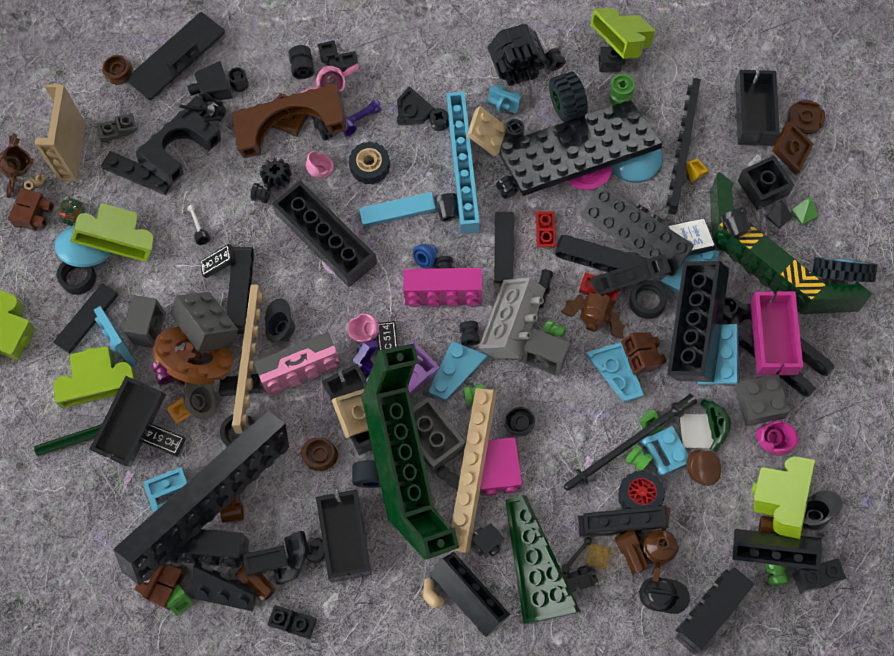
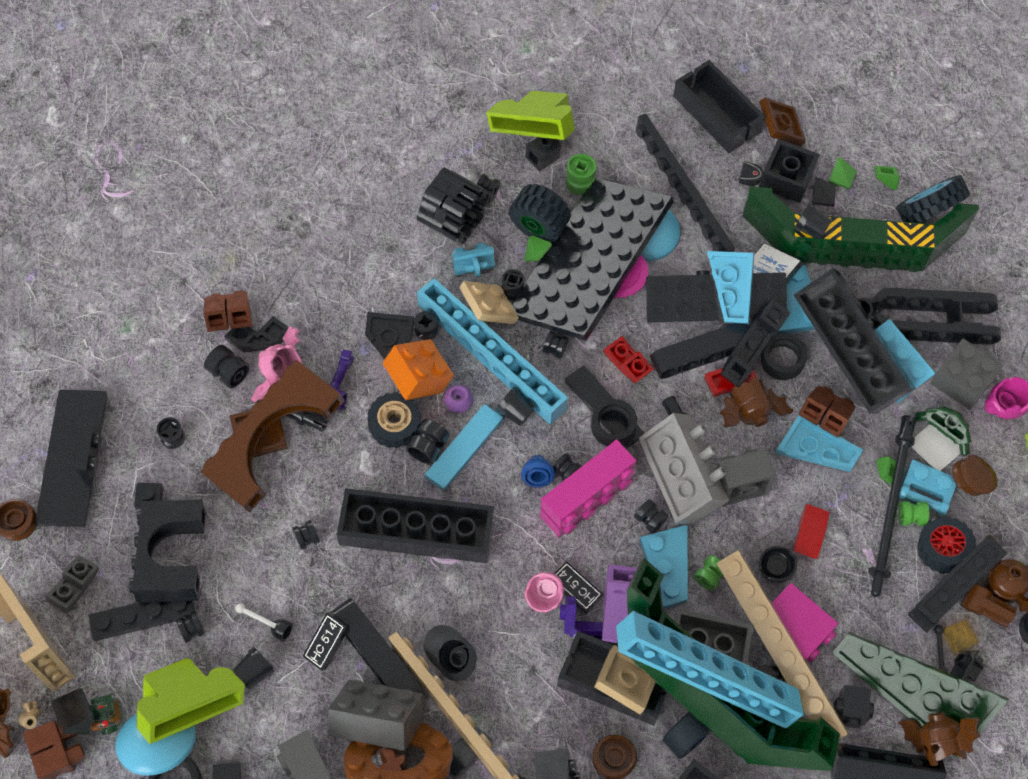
camera: 45 degrees left, 5 degrees down
(53, 197) = (73, 712): none -> black slope
(154, 197) = (190, 627): none -> black wheel
(166, 246) = (253, 668): none -> black piece
(211, 81) = (144, 458): black torso -> none
(215, 110) = (174, 485): black plant -> none
(269, 172) = (300, 494): black gear -> none
(297, 364) = (512, 681): bright pink piece -> none
(319, 165) = (344, 460): bright pink hair -> none
(329, 28) = (220, 306): none -> copper hips
(376, 189) = (426, 444): none -> black wheel
(398, 441) = (708, 669): none -> medium azure brick
(407, 141) = (418, 369): none -> orange brick
(419, 183) = (458, 405): none -> medium lavender plate
(497, 246) = (617, 406): none -> black tyre
(518, 600) = (942, 736): none -> reddish brown helmet
(550, 119) = (536, 248): none -> bright green slope
(553, 329) = (723, 450): bright green wheel -> none
(561, 418) = (811, 531): none -> red slope
(652, 225) = (734, 283): none -> medium azure wing
(696, 170) = (715, 203): yellow slope -> none
(737, 166) = (750, 174): none -> black tile
(776, 333) = (932, 301): dark pink piece -> none
(807, 116) = (764, 83): reddish brown tile -> none
(836, 234) = (887, 175): none -> bright green slope

